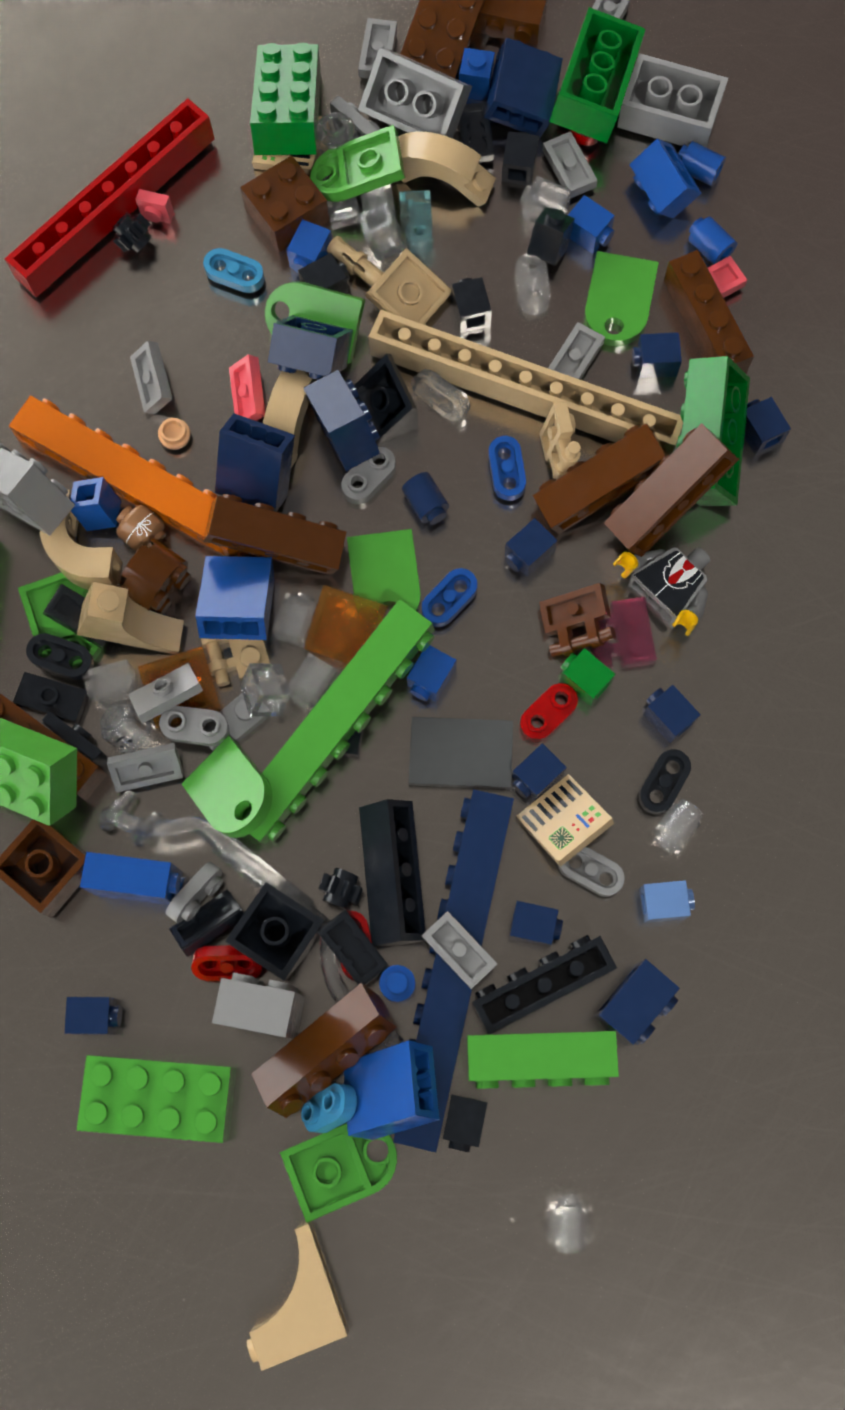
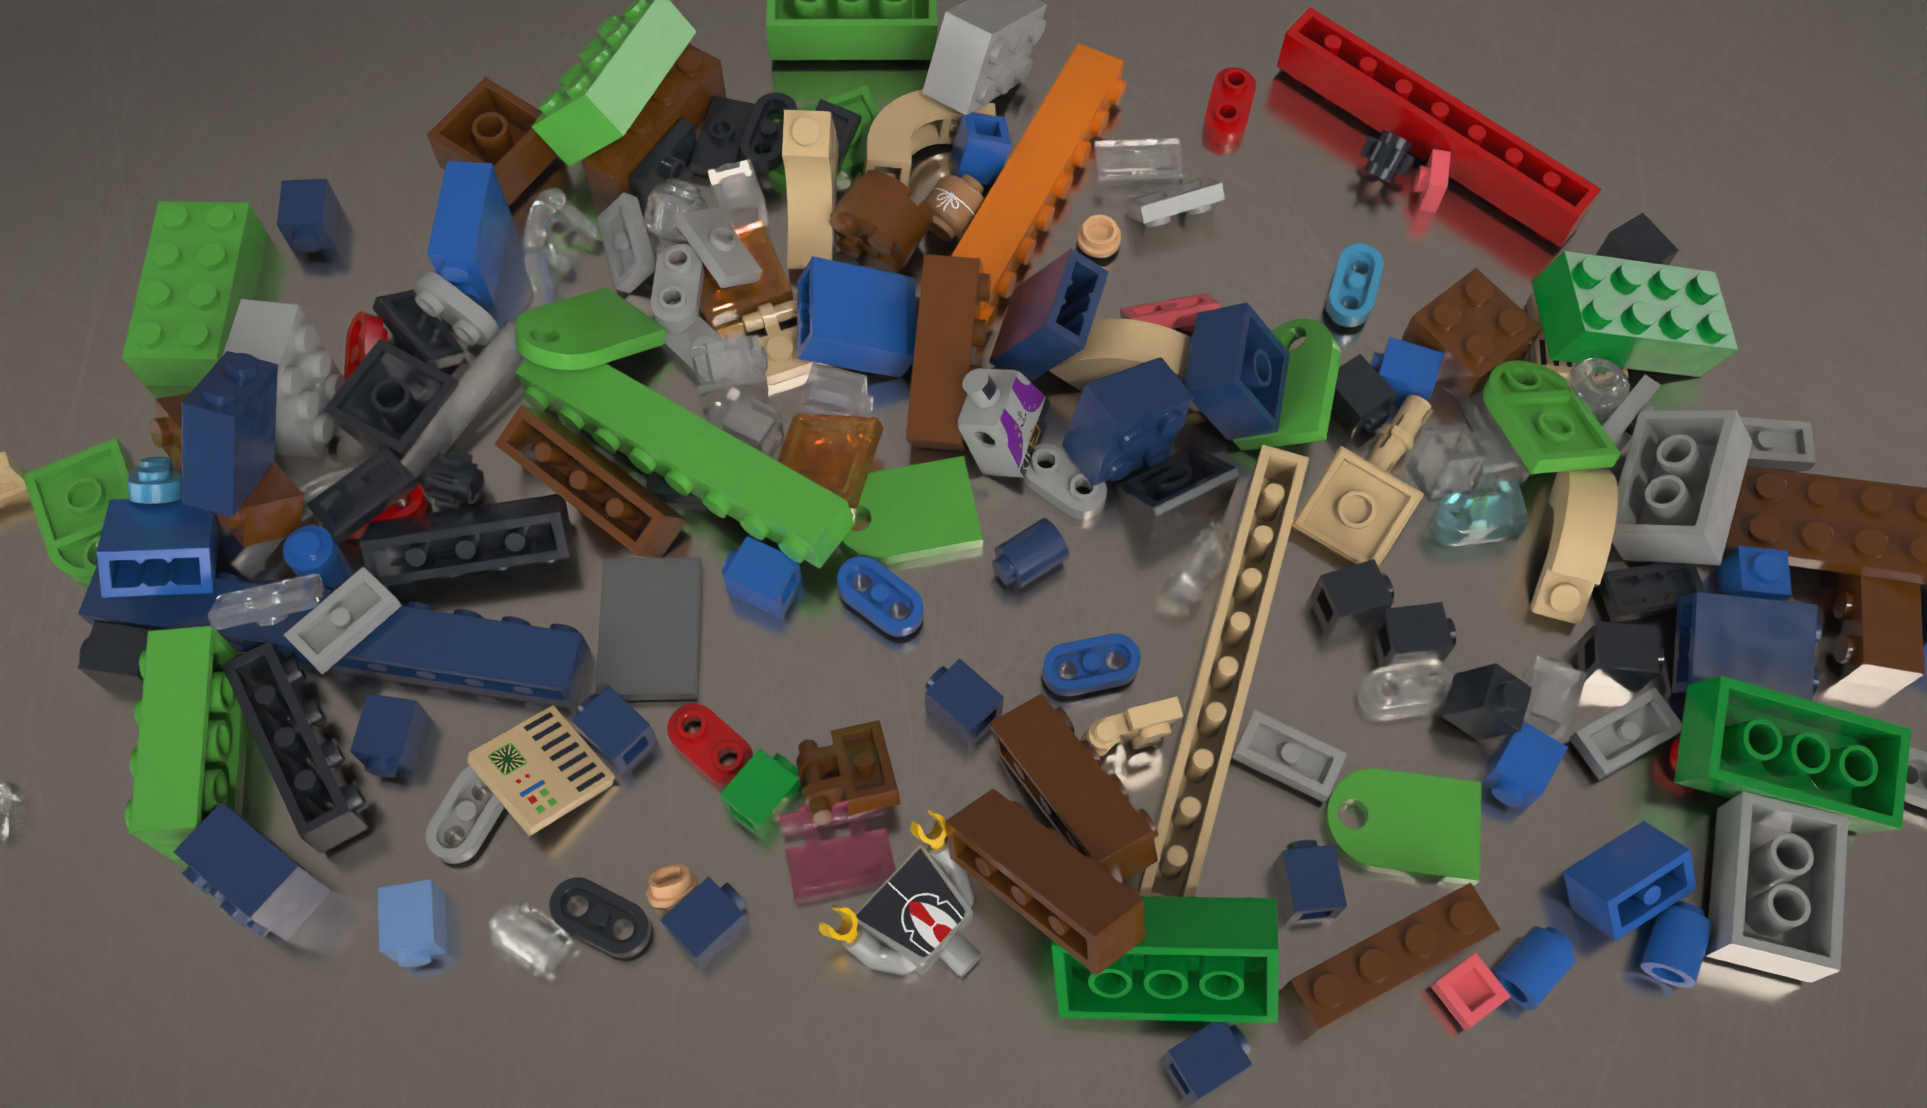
camera: 80 degrees right, 10 degrees down
(65, 332) = (1231, 98): none -> red plate
(113, 399) = (1138, 162): none -> clear plate
(229, 91) = (1639, 241): none -> black brick
(328, 505) = (1001, 420): none -> light grey torso
(331, 1017) = (228, 433): none -> dark blue brick
(353, 787) = (590, 482): none -> reddish brown brick
(443, 1005) = (267, 602): none -> clear plate
(500, 272) = (1414, 634): none -> black brick
(647, 735) = (670, 886): none -> light nougat plate

